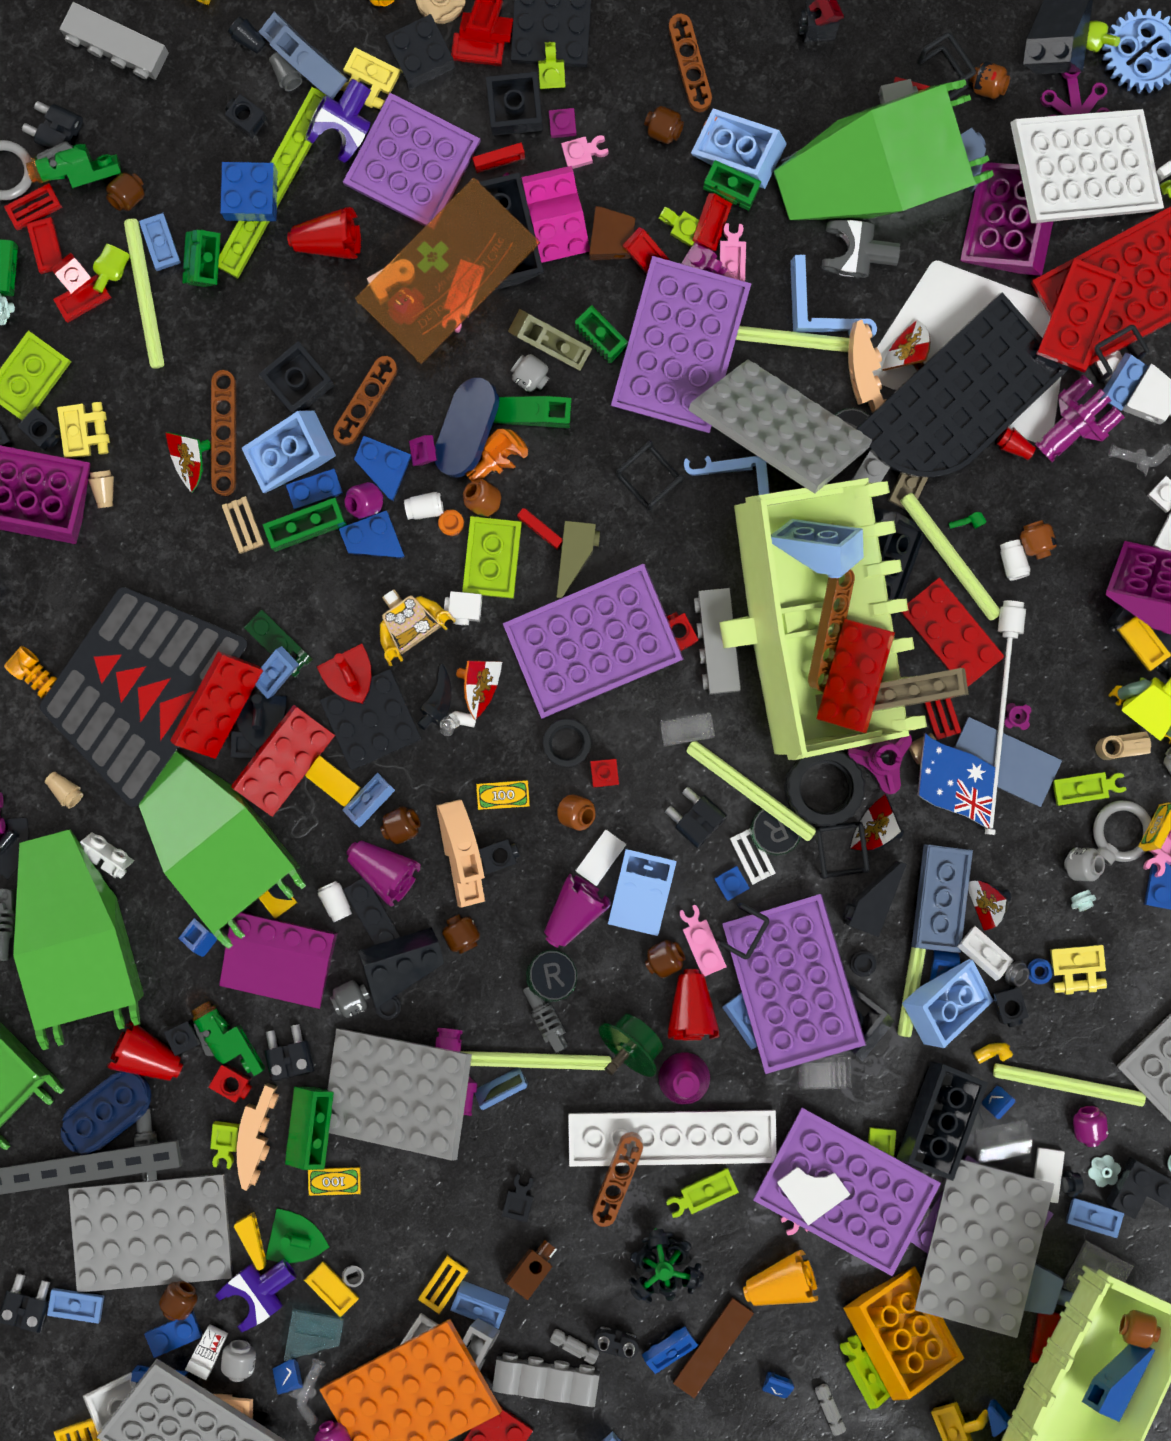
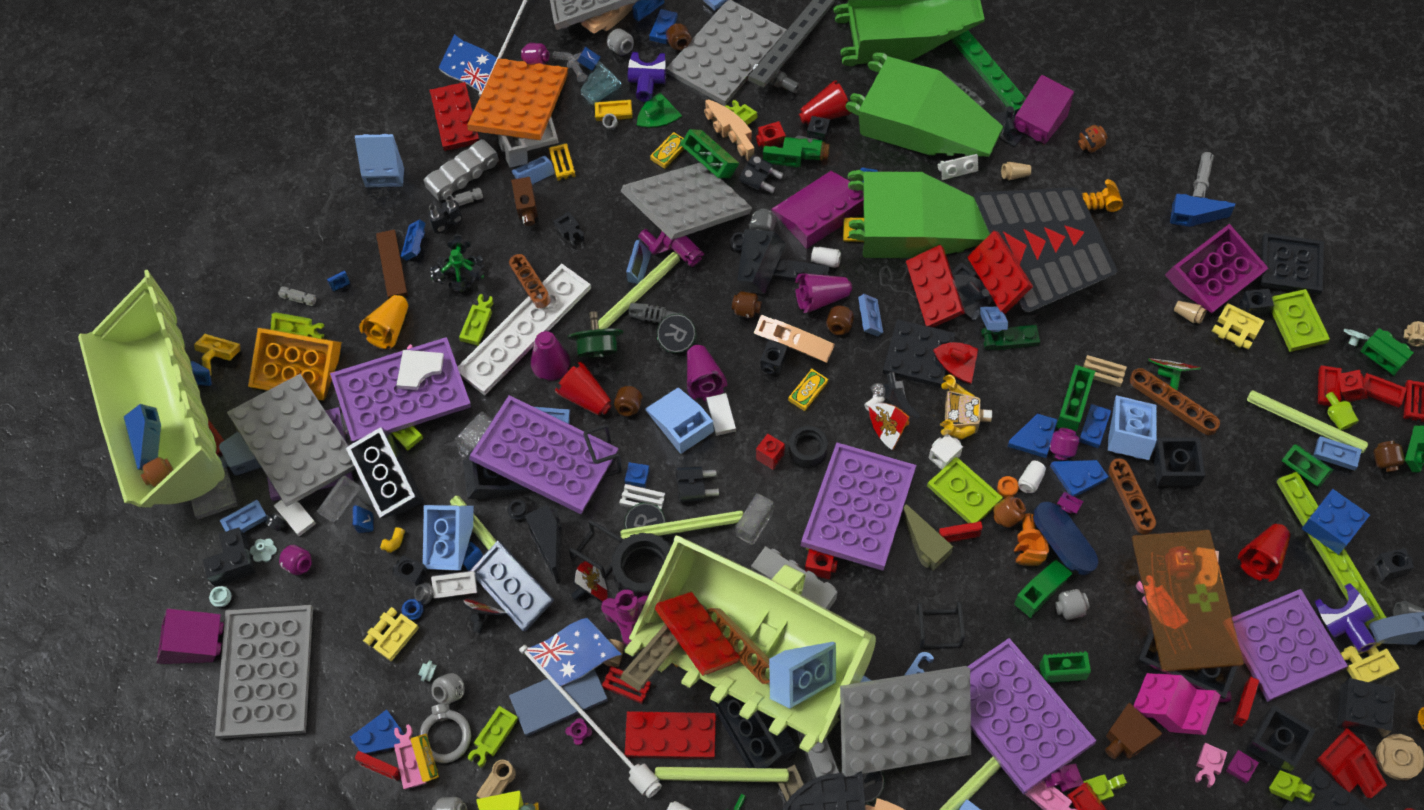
camera: 130 degrees right, 25 degrees down
(105, 1112) = (811, 69): dark blue tile -> none
(207, 1352) = (638, 30): white leg -> none
(249, 1233) = (675, 89): yellow slope -> none
(332, 781) = (899, 307): yellow slope -> none
(549, 339) = (1088, 633): olive slope -> none
(576, 812) = (760, 417): dark orange head -> none
(642, 248) = (1107, 741): red tile -> none
(702, 943) = (620, 431): bright pink plate -> none
(1069, 1084) = (331, 570): yellowish green axle -> none

